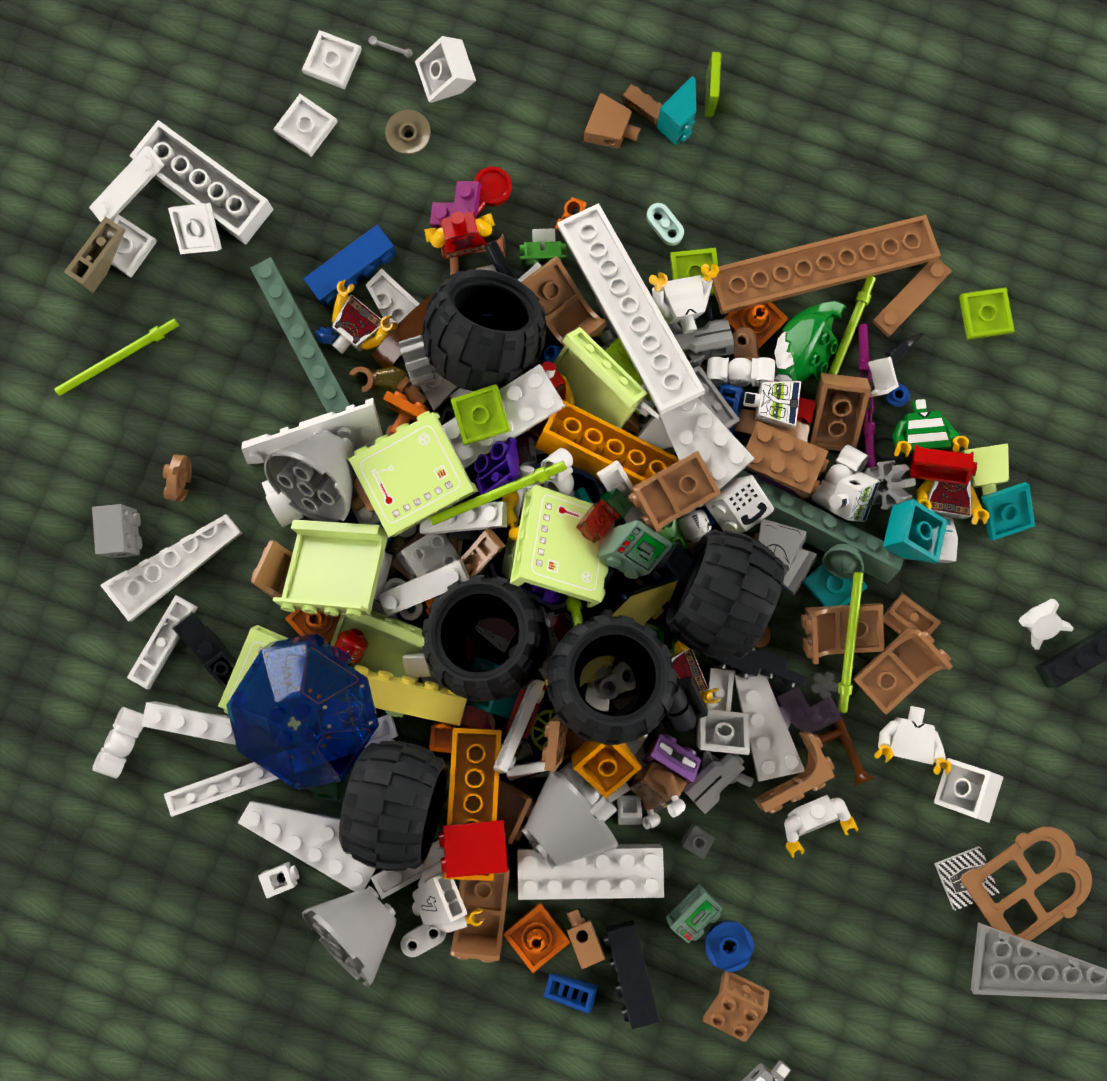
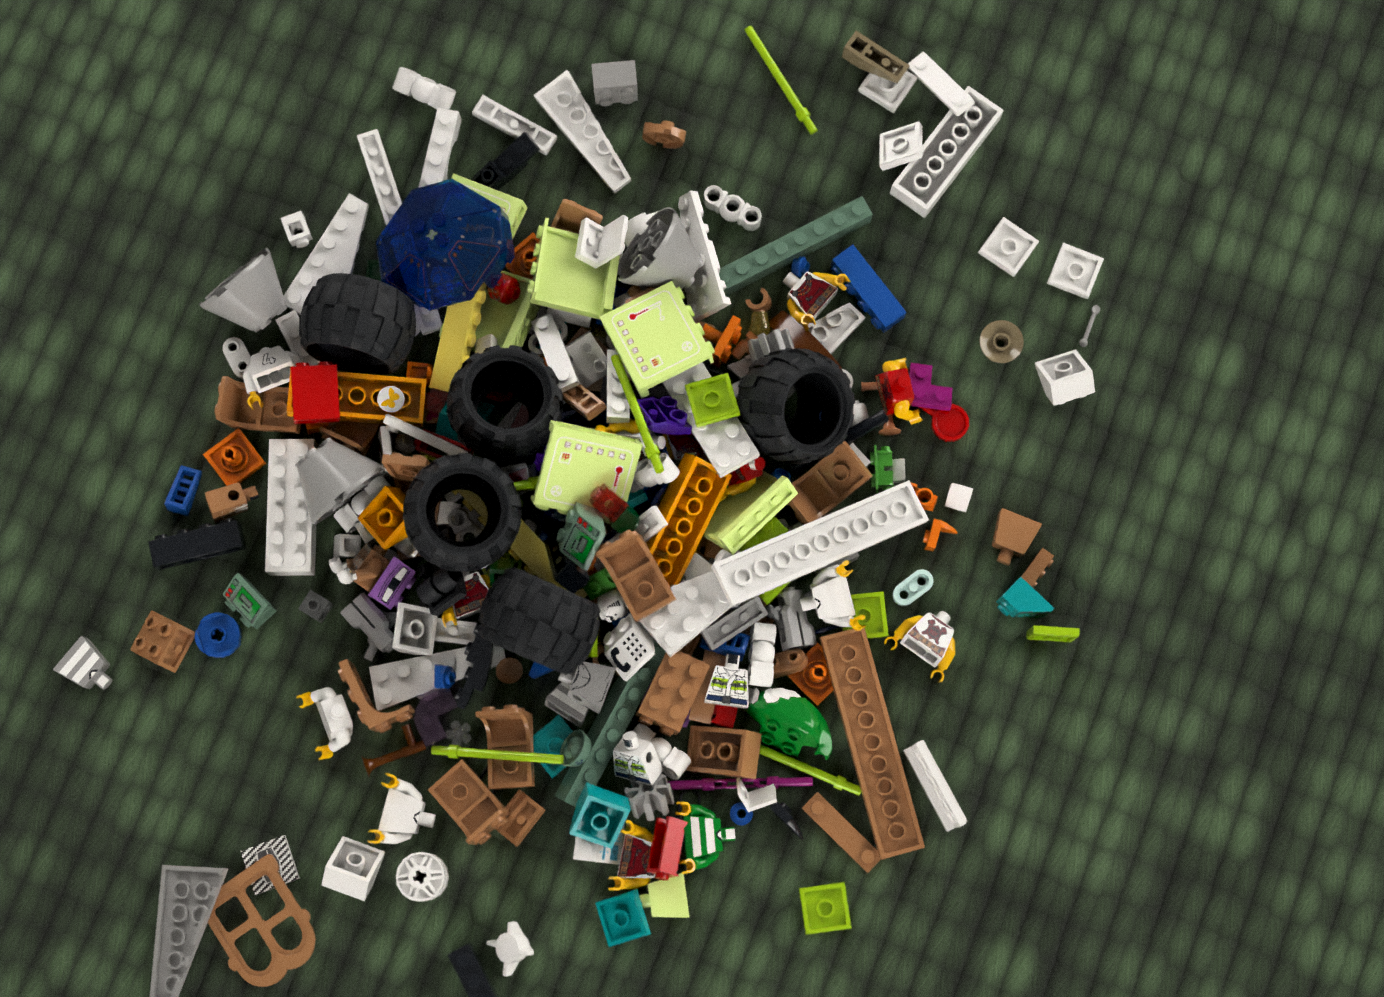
camera: 90 degrees right, 5 degrees down
(259, 417) = (725, 200): none -> white piece
(301, 537) = (601, 244): none -> white bracket
(476, 765) = (390, 399): none -> white sticker
(570, 178) = (958, 497): none -> white slope
(609, 202) = (931, 536): none -> orange plate
(718, 208) = (929, 639): none -> torso
(769, 700) = (444, 676): none -> blue plate
(866, 202) = (935, 786): none -> white fence
(964, 716) = (433, 884): none -> white wheel

